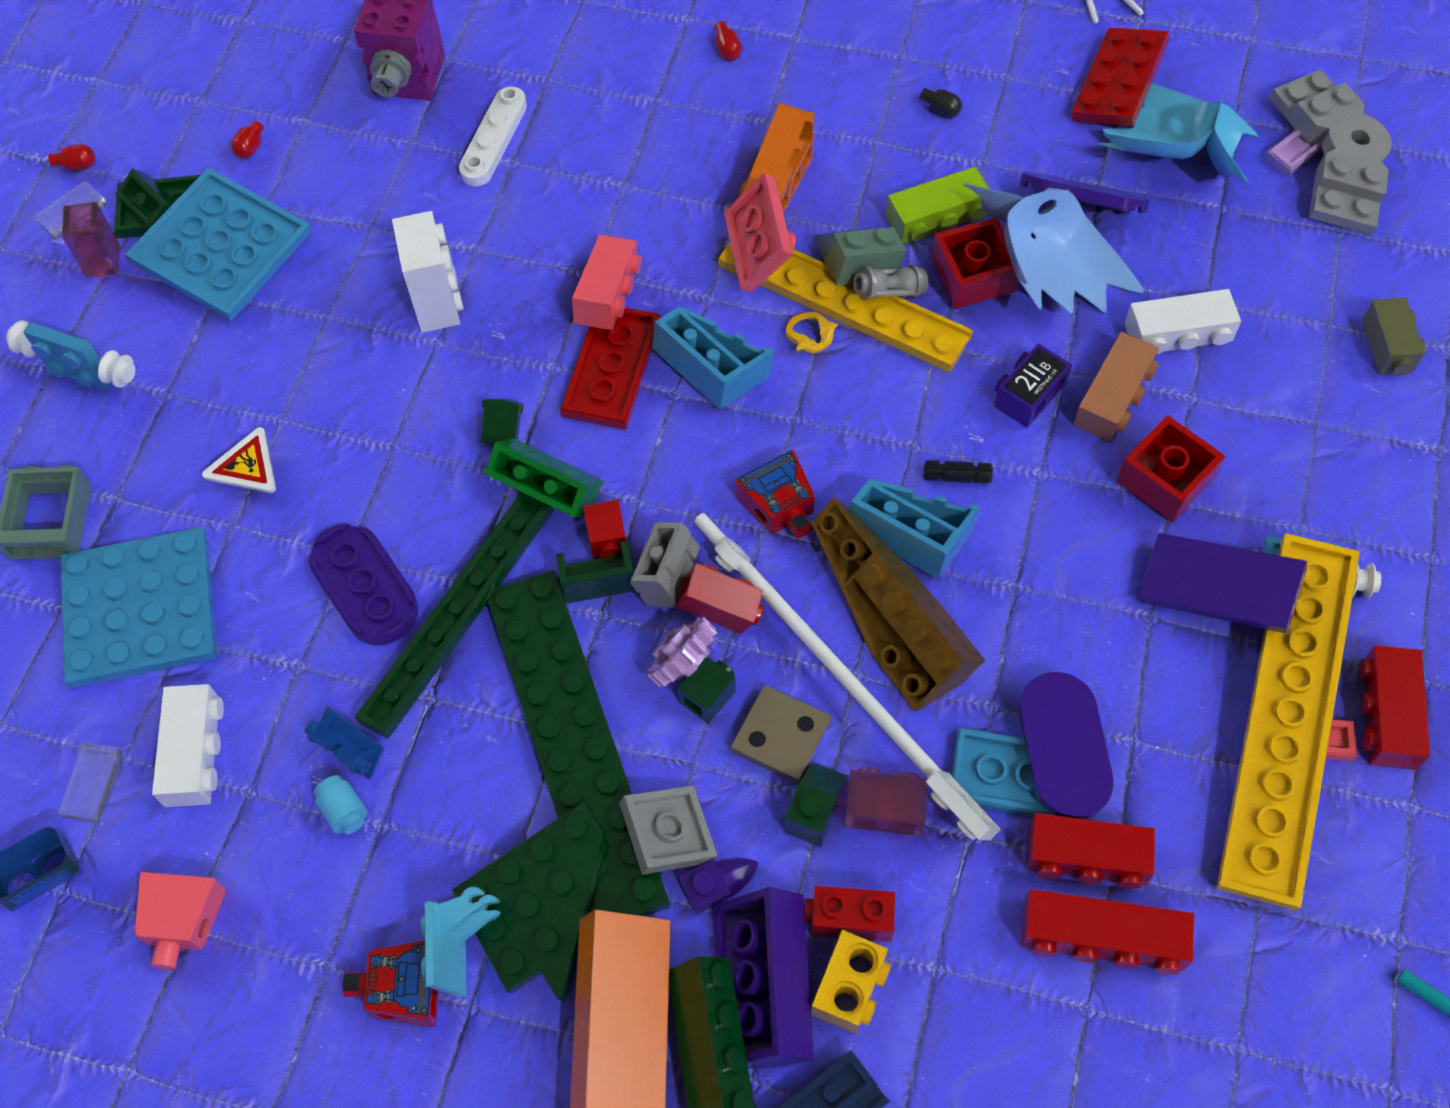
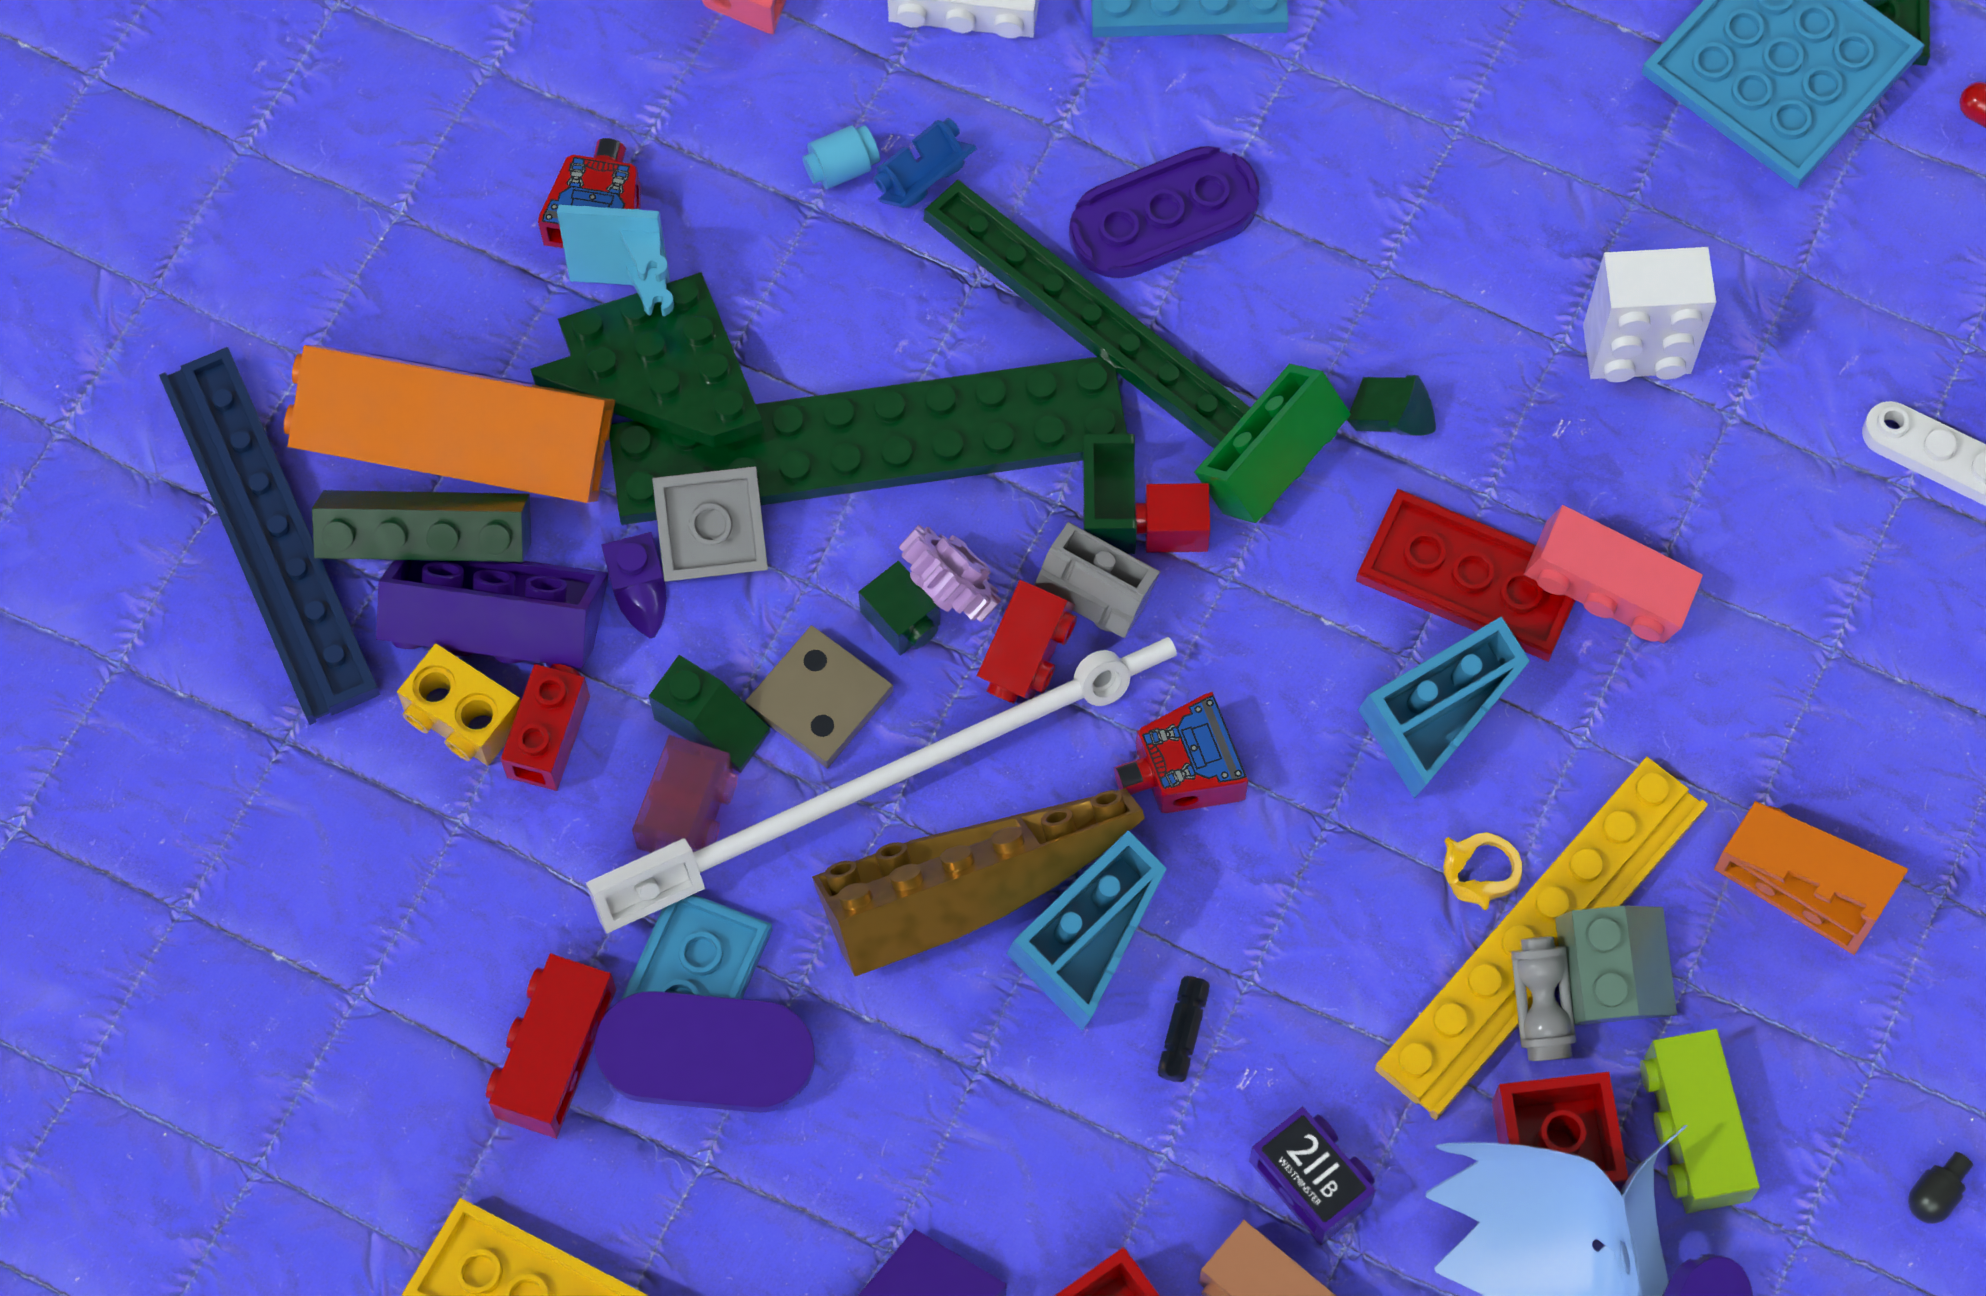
camera: 100 degrees right, 5 degrees up
(245, 465) = (1375, 75): piece -> none
(758, 233) = (1651, 803): coral plate -> none
(1108, 931) = (439, 1035): red brick -> none

